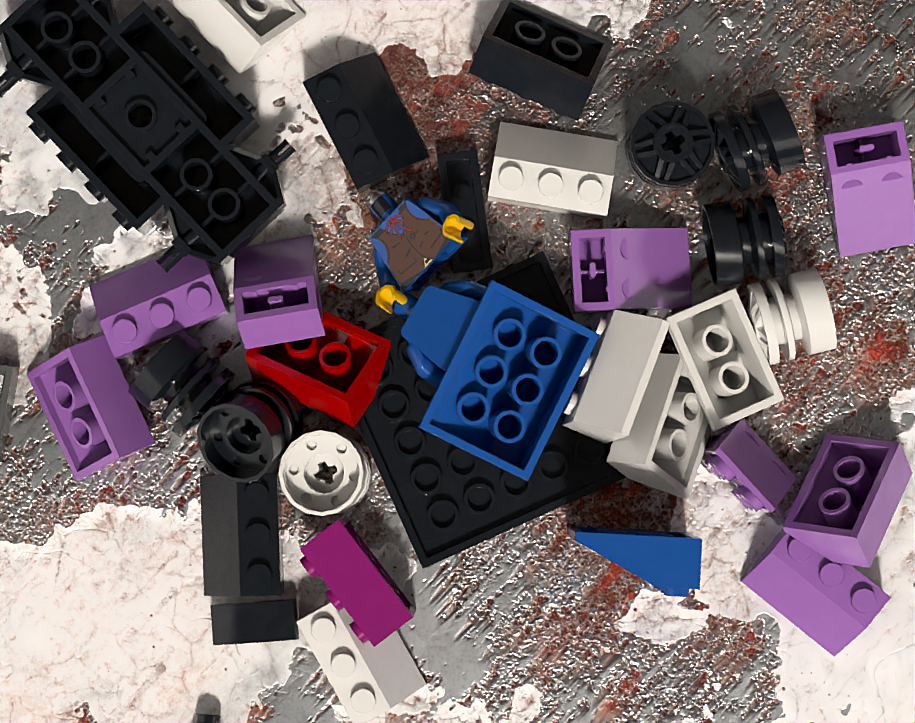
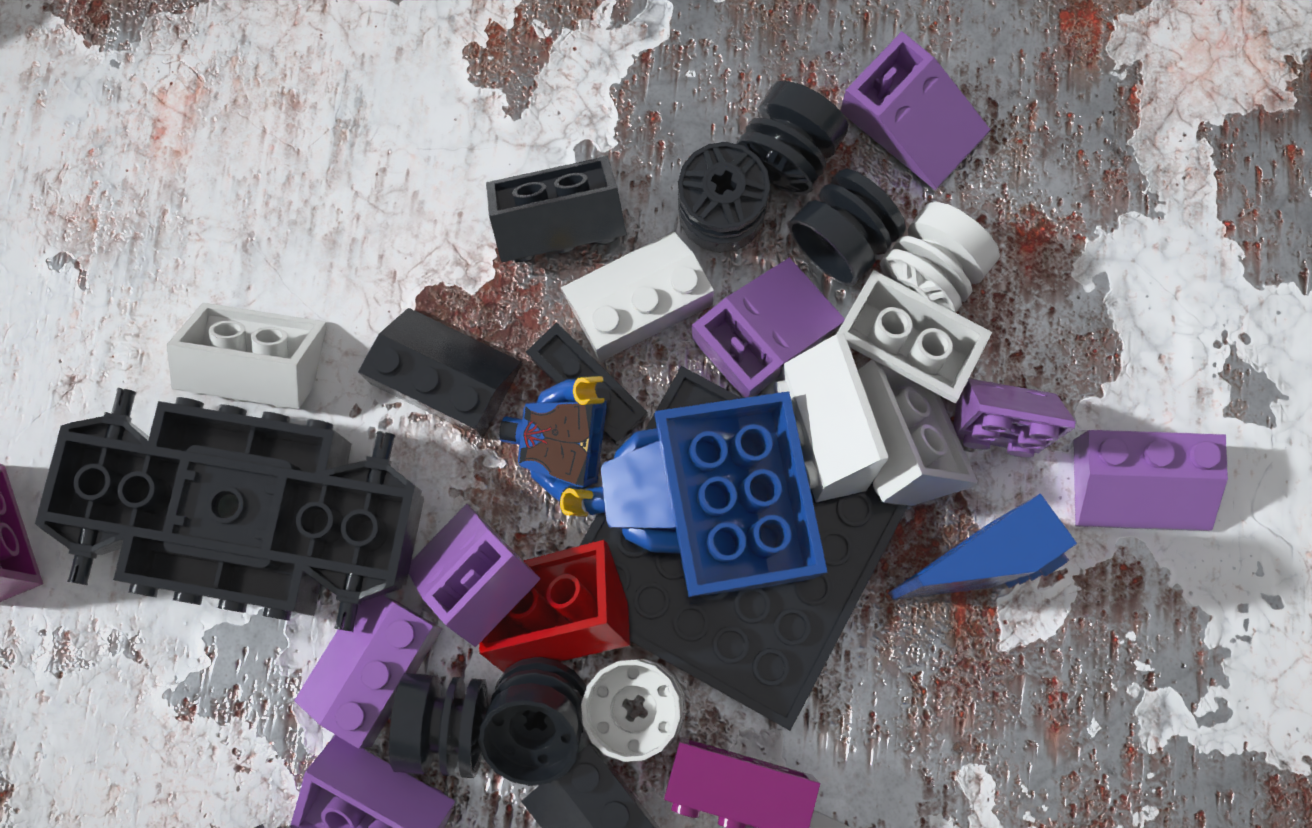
camera: 30 degrees left, 10 degrees down
(849, 498) = (1117, 376): medium lavender slope -> none

